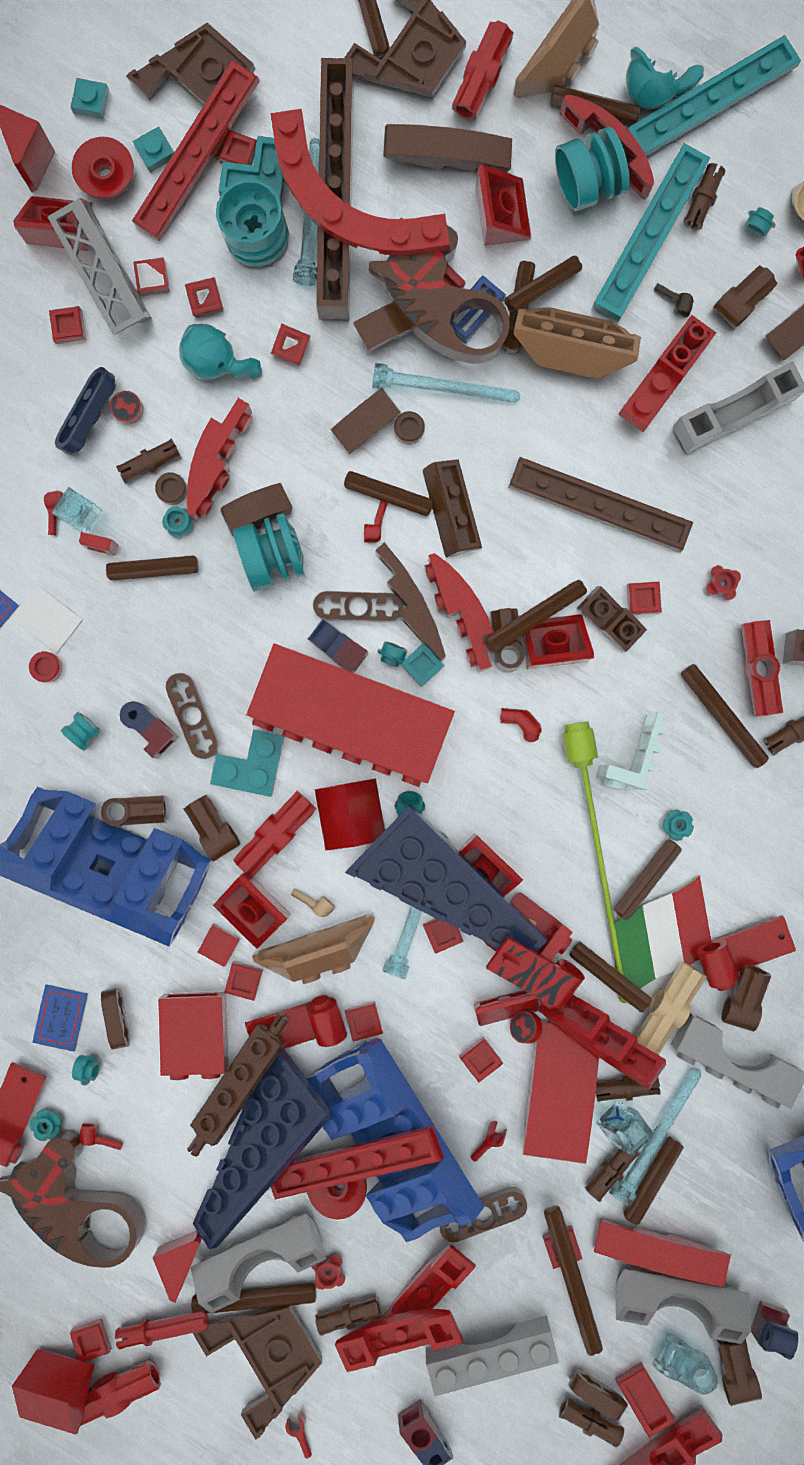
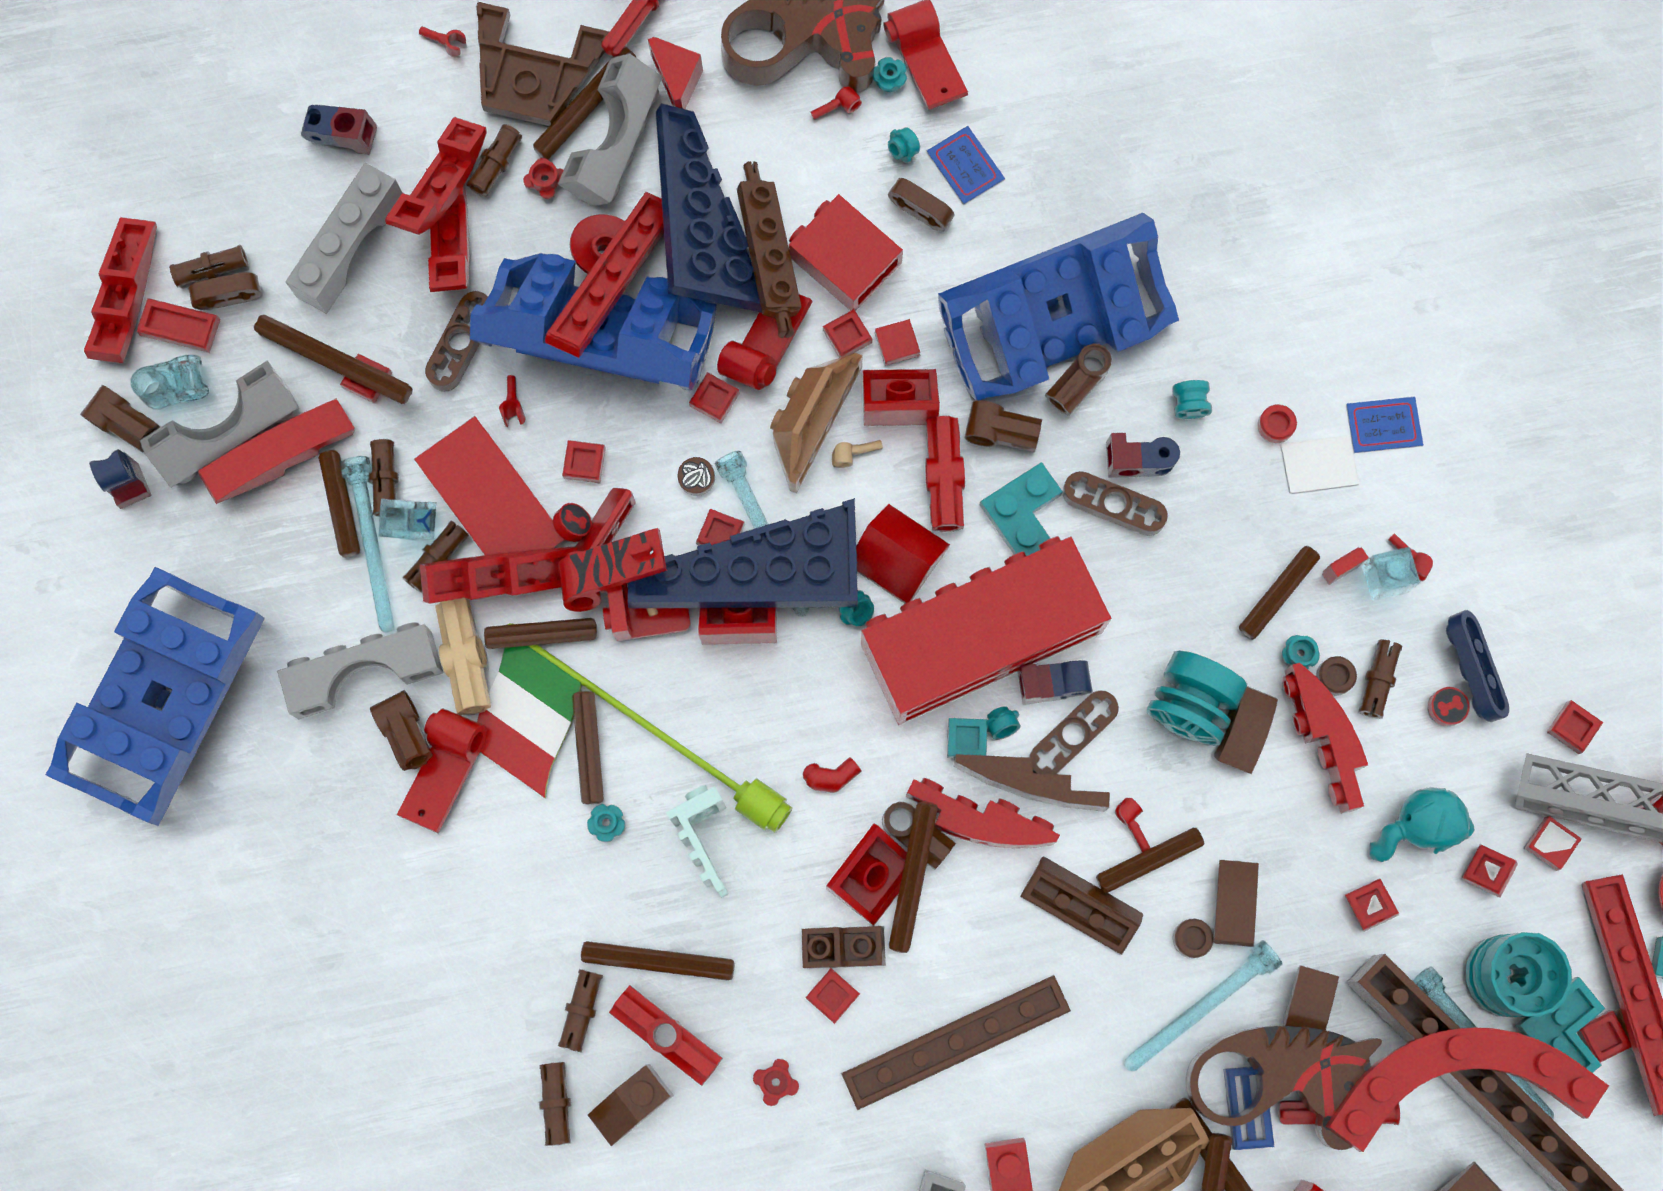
camera: 140 degrees right, 10 degrees down
(422, 982) = (696, 476): none -> tile

